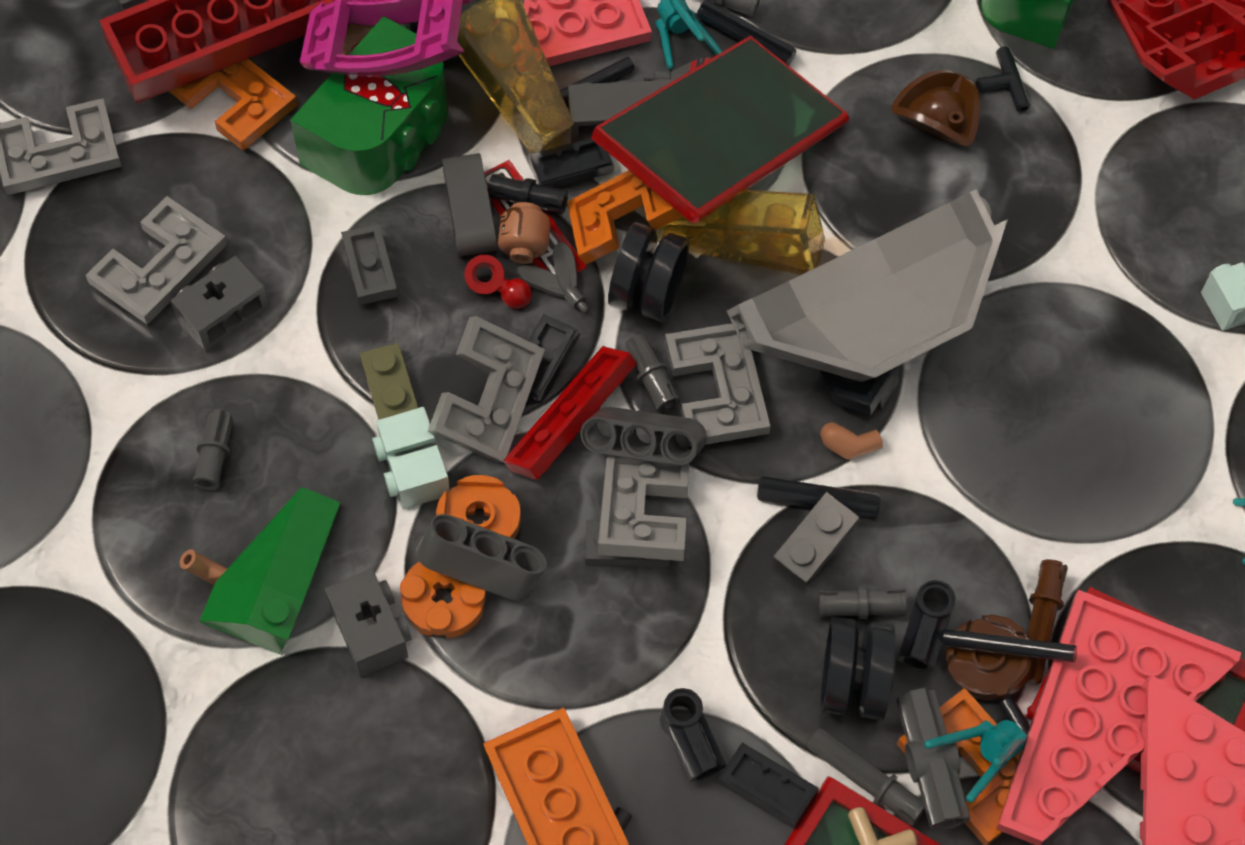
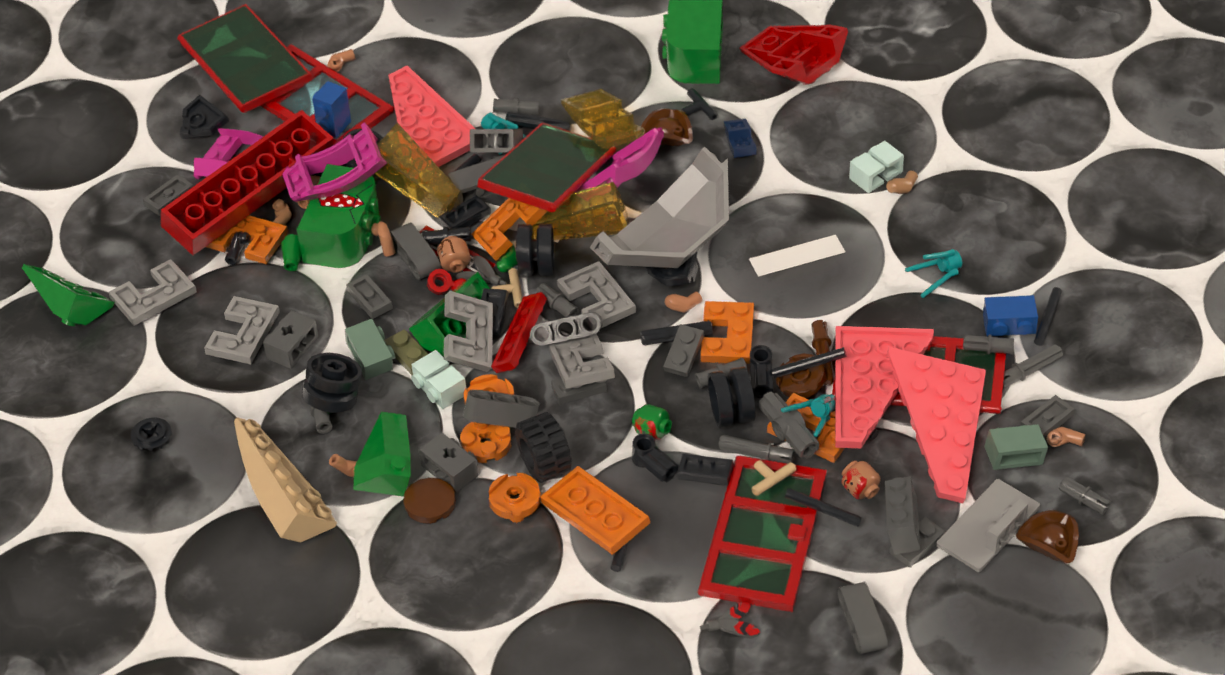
camera: 15 degrees left, 15 degrees down
(94, 575) = (279, 487): none -> tan wedge
(215, 99) = (239, 240): none -> black arm
(241, 412) = (331, 382): none -> black wheel
(282, 147) = (291, 252): none -> green cone
(299, 76) = (282, 212): none -> medium nougat arm
(312, 680) = (429, 500): none -> reddish brown tile
(327, 364) = (369, 348): none -> sand green brick
(431, 162) = (381, 229): none -> nougat arm
(433, 357) = (434, 326): none -> green wedge
(444, 750) = (516, 508): none -> orange plate
(517, 660) = (543, 447): none -> black tyre
(594, 321) = (514, 287): none -> tan piece
(602, 270) = (508, 261): none -> green arm
(662, 48) = (494, 140): none -> dark grey brick
(714, 662) = (652, 421): none -> green head
(839, 170) = (629, 161): none -> dark pink wedge
(847, 59) = (602, 118): none -> clear yellow slope
(908, 555) = (739, 320): none -> orange plate
(1050, 161) = (739, 138): none -> dark blue slope
(1065, 411) = (797, 255): none -> white sticker

